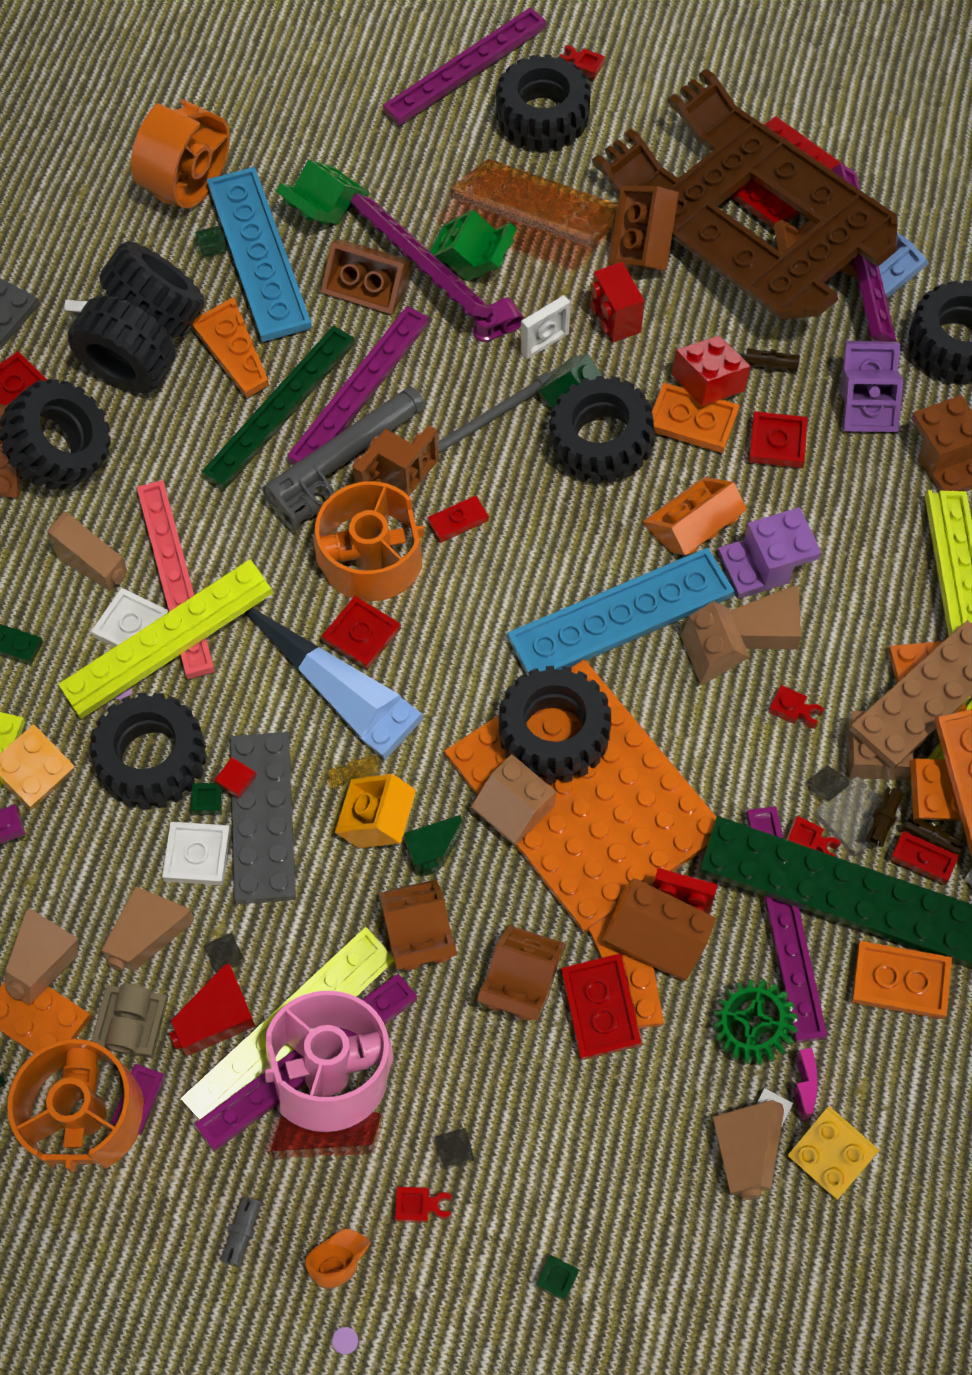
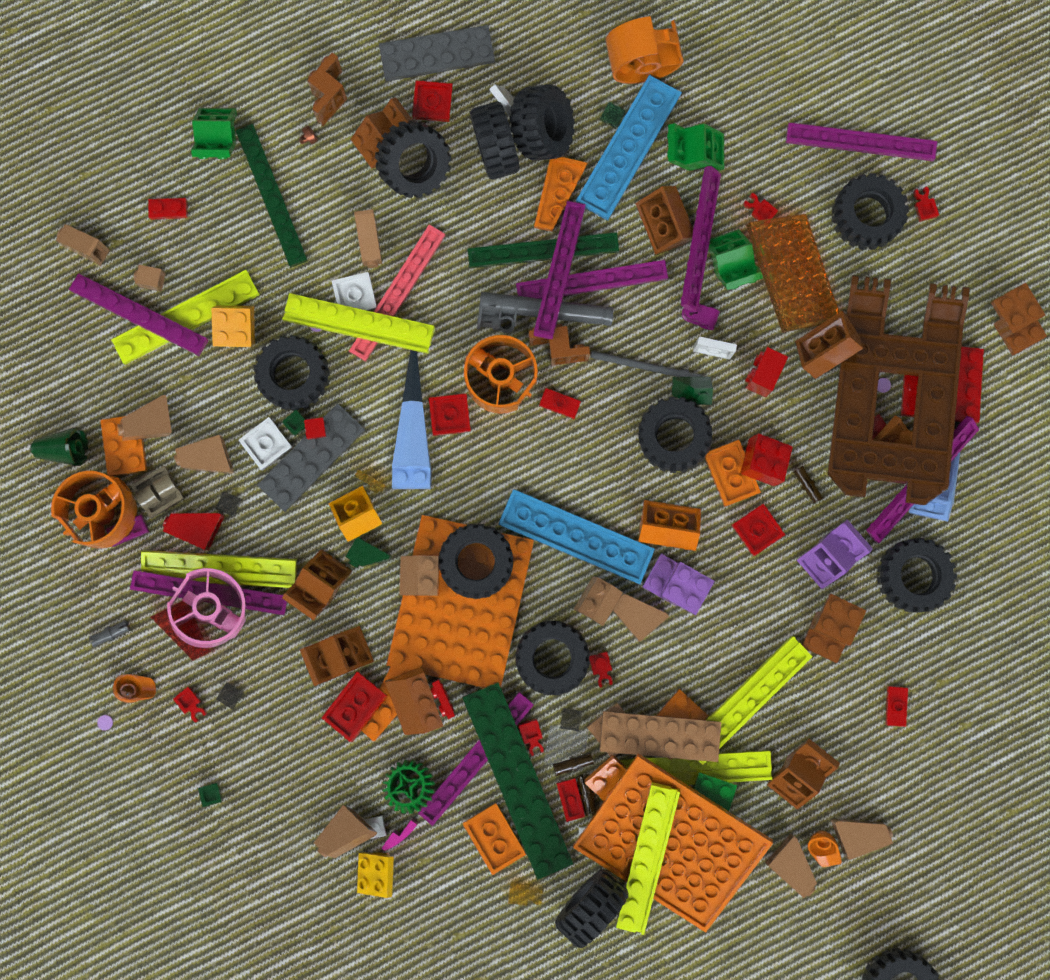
camera: 45 degrees right, 20 degrees up
(320, 396) = (559, 270): none -> magenta plate
(439, 191) = (761, 210): none -> red plate
(745, 707) = (552, 684): none -> black tyre
(768, 57) = (1019, 319): none -> dark orange bracket

